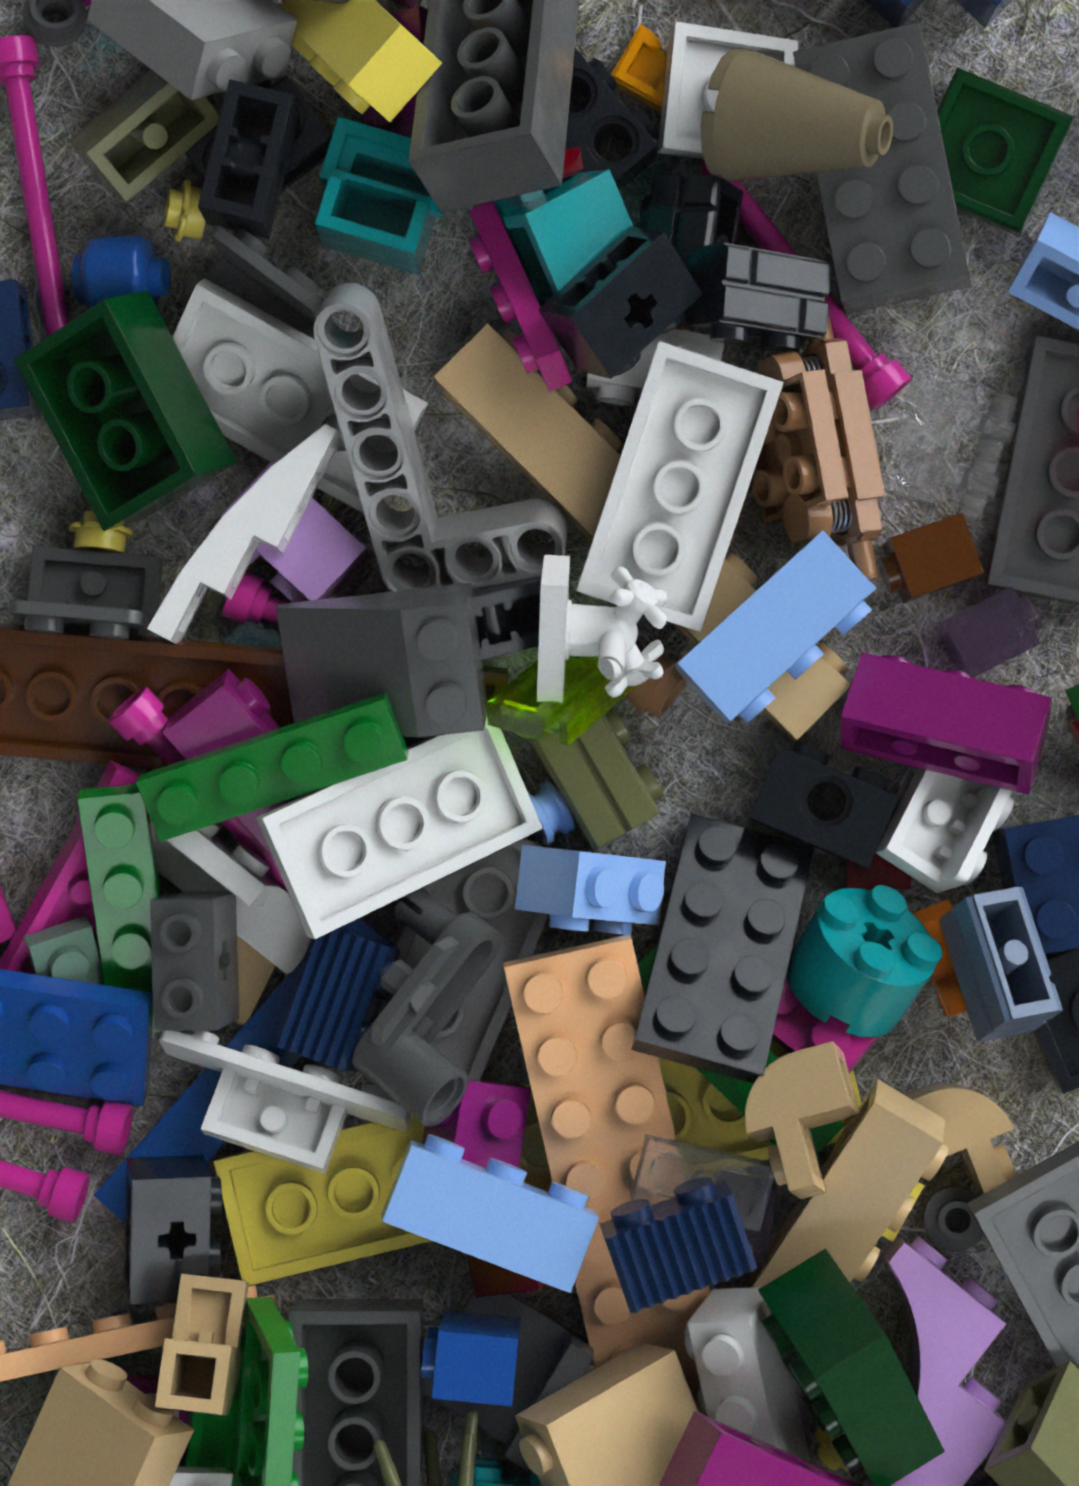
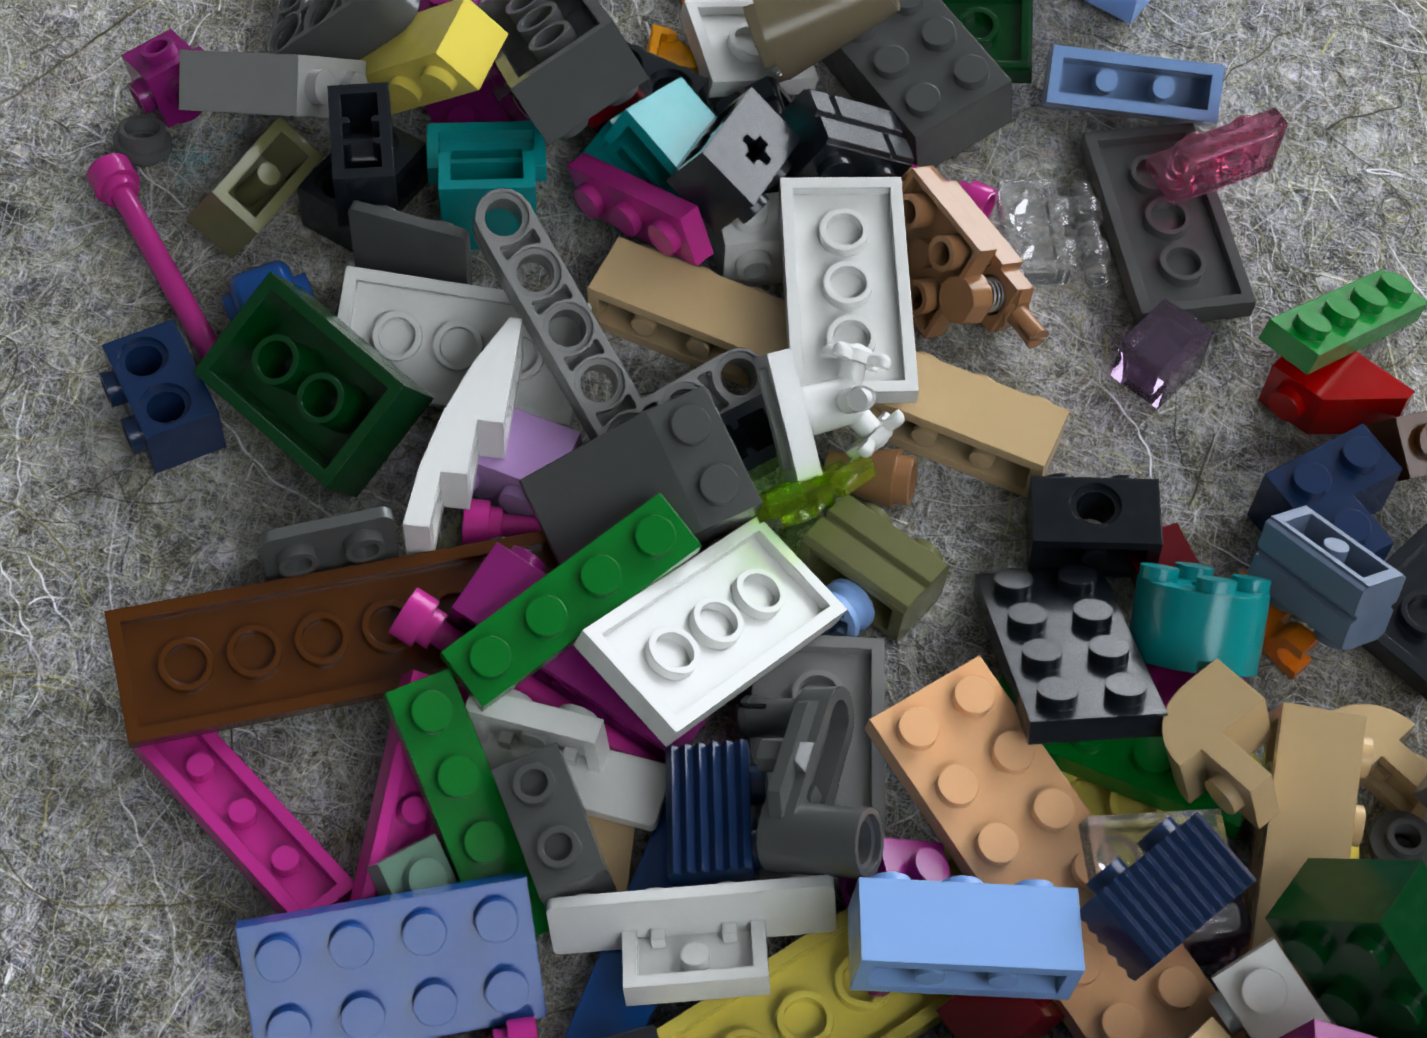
camera: 25 degrees left, 30 degrees down
(91, 537) = (316, 504): light yellow plate -> none
(183, 212) = (312, 244): light yellow plate -> none
(590, 886) = (912, 633): light blue brick -> none
(777, 630) = (984, 373): light blue brick -> none
(930, 559) = (1085, 311): reddish brown brick -> none
(944, 829) = (1209, 501): white bracket -> none
(945, 722) = (1168, 413): magenta brick -> none

